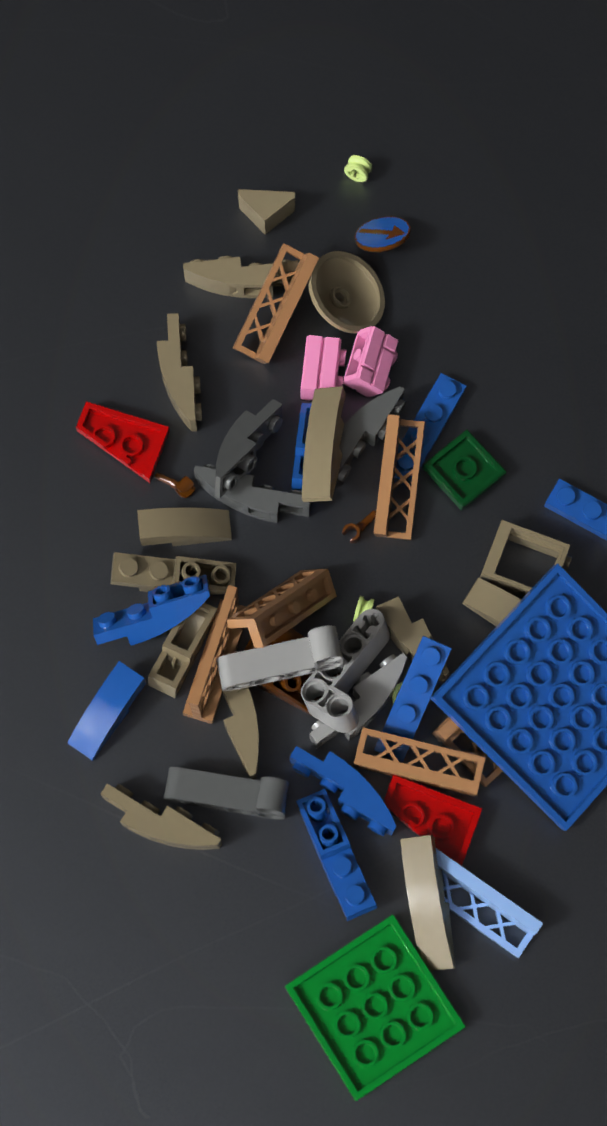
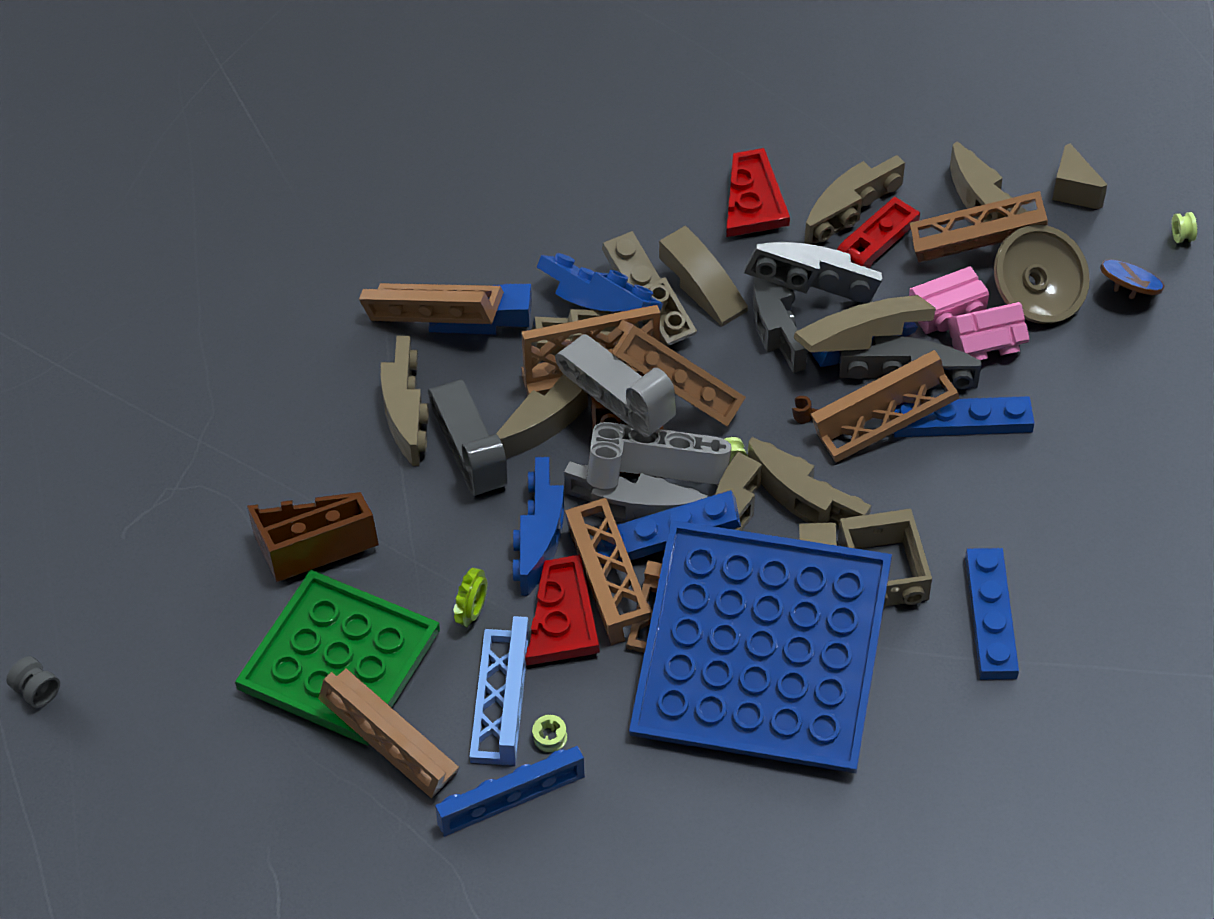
camera: 60 degrees right, 20 degrees down
(84, 753) = (432, 303): none -> medium nougat fence
(184, 487) = (739, 256): reddish brown hand -> none
(223, 374) = (879, 232): none -> red plate
(253, 968) = (312, 533): none -> reddish brown wedge
(336, 855) = (472, 546): blue slope -> none
(387, 878) = (470, 597): none -> lime gear
(418, 584) = (793, 486): none -> dark tan slope
(427, 902) = (460, 650): slope -> none
(464, 469) = (943, 465): dark green plate -> none
(473, 1008) = (387, 732): none -> medium nougat fence
(536, 879) = (553, 722): none -> yellowish green bush
(567, 958) = (510, 791): none -> blue plate

